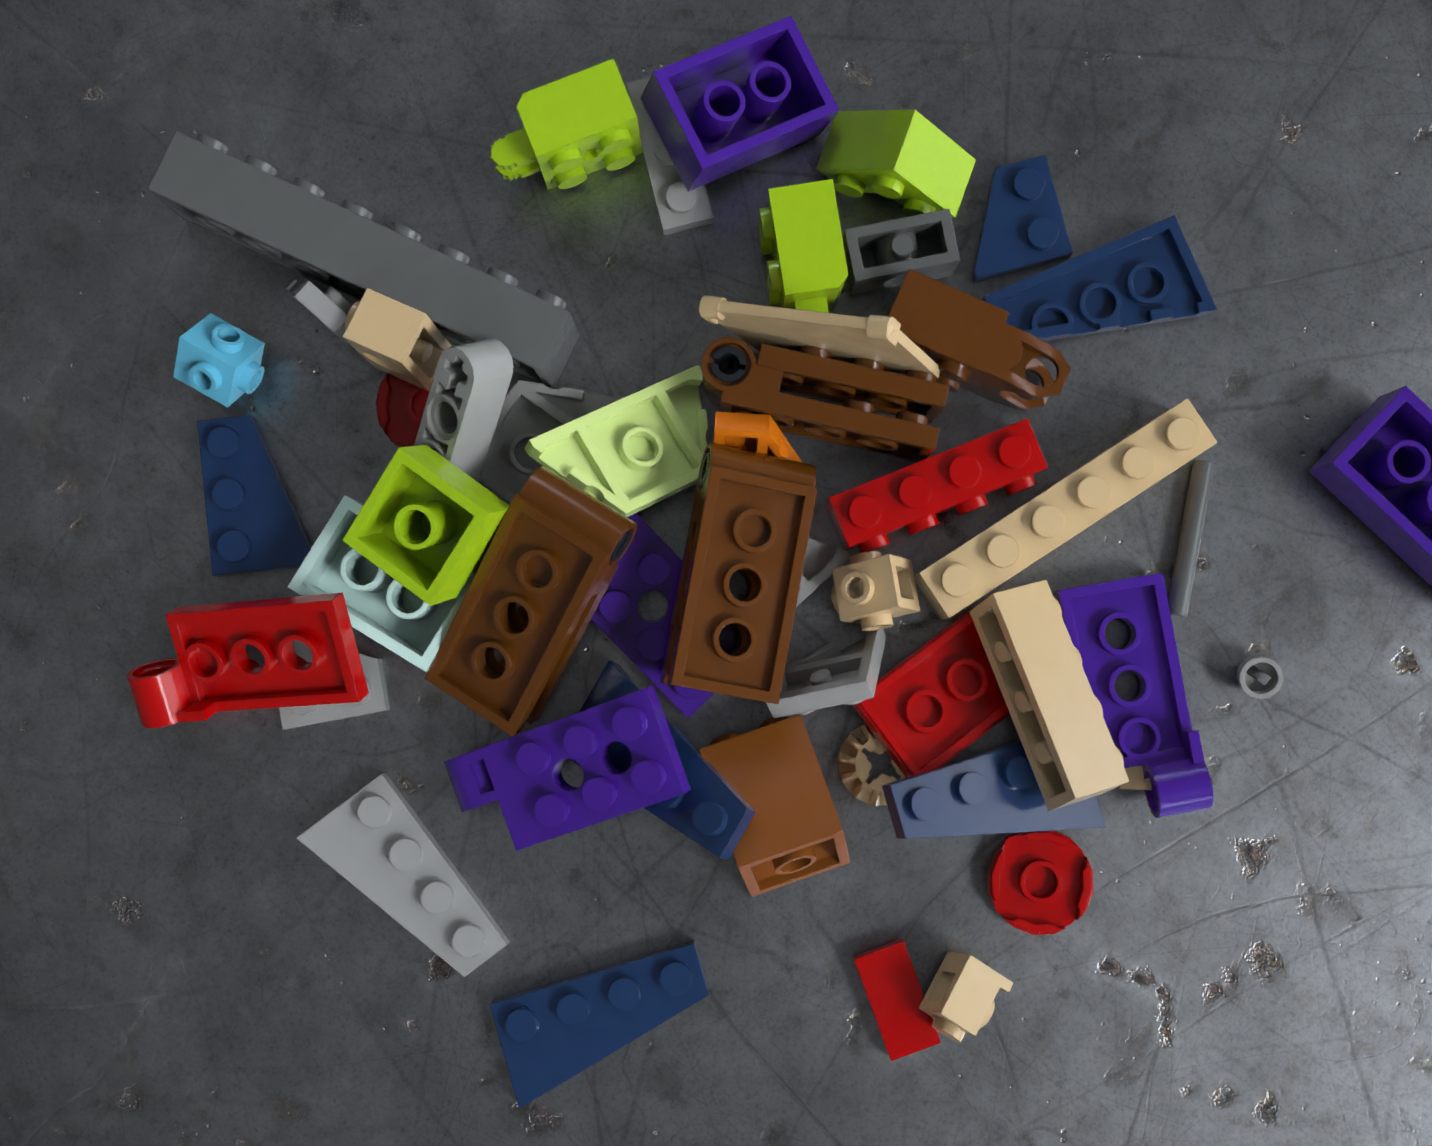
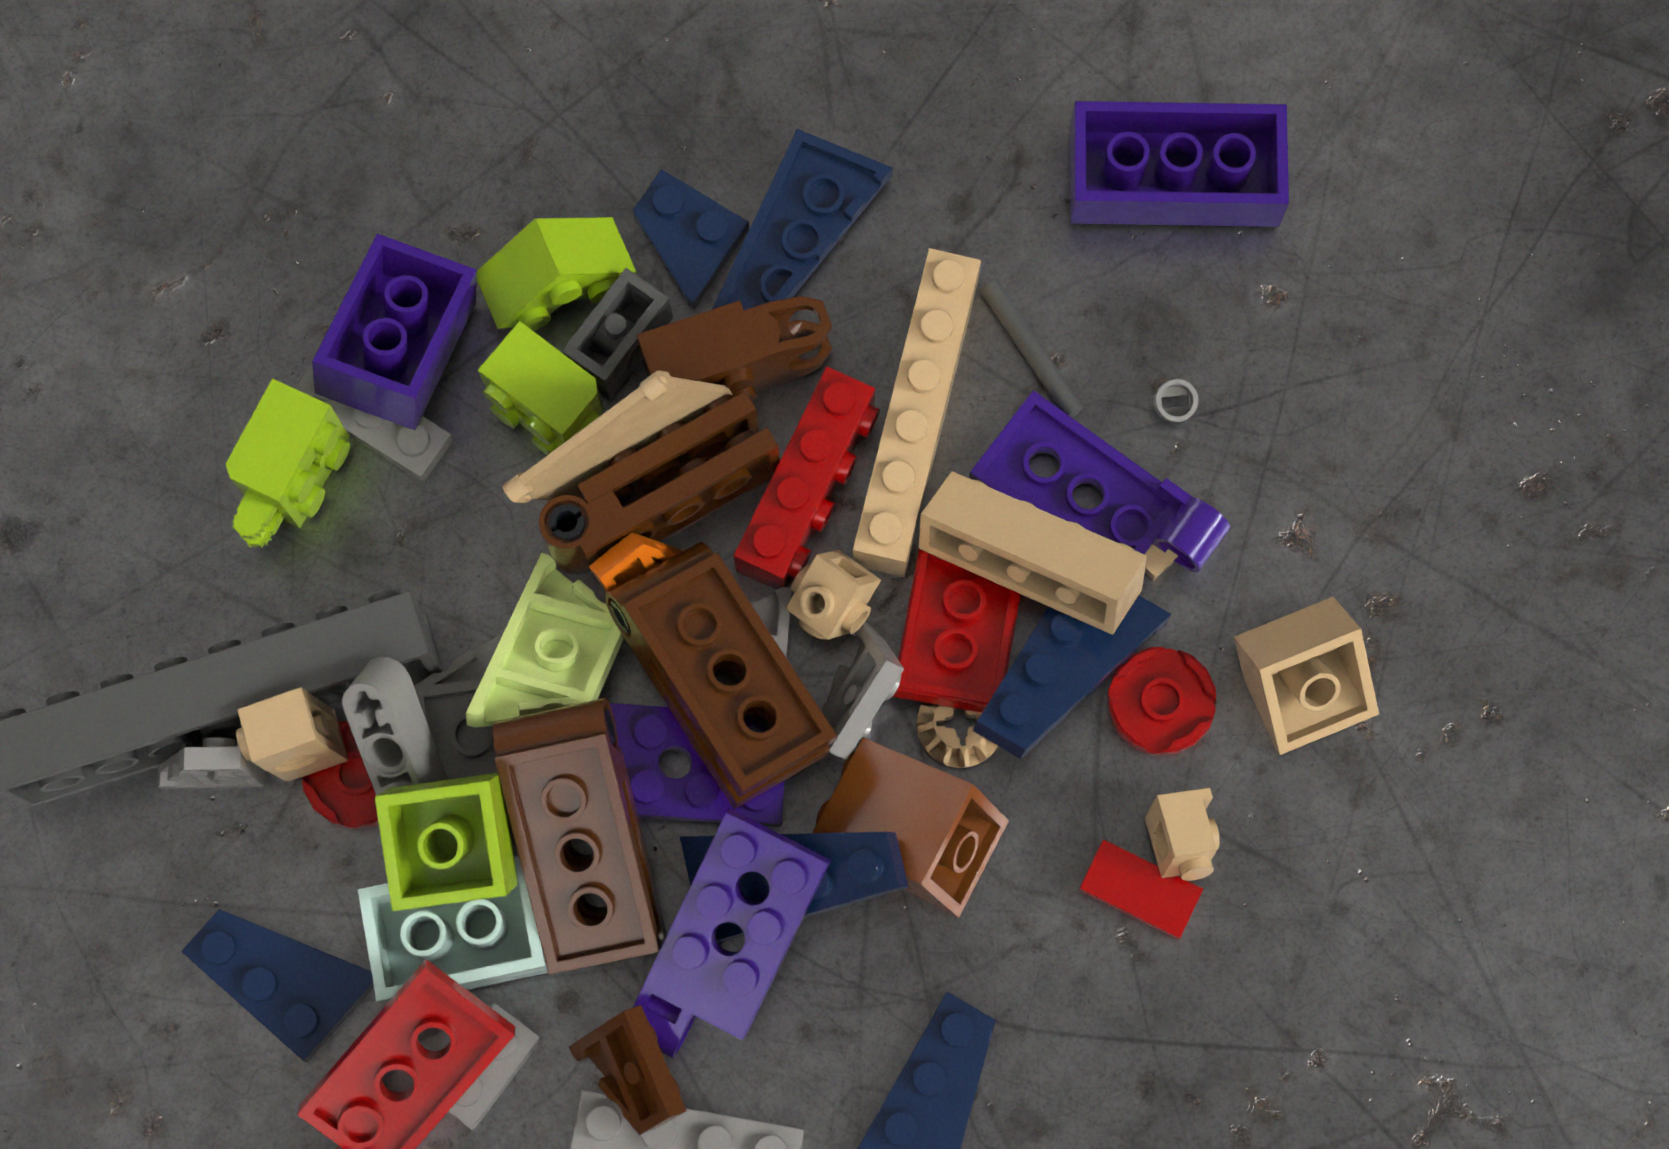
camera: 45 degrees left, 10 degrees down
(219, 360) = (159, 884): medium azure brick -> none
(422, 801) = (633, 1069): none -> reddish brown wing
(1164, 963) = (1308, 674): none -> tan slope

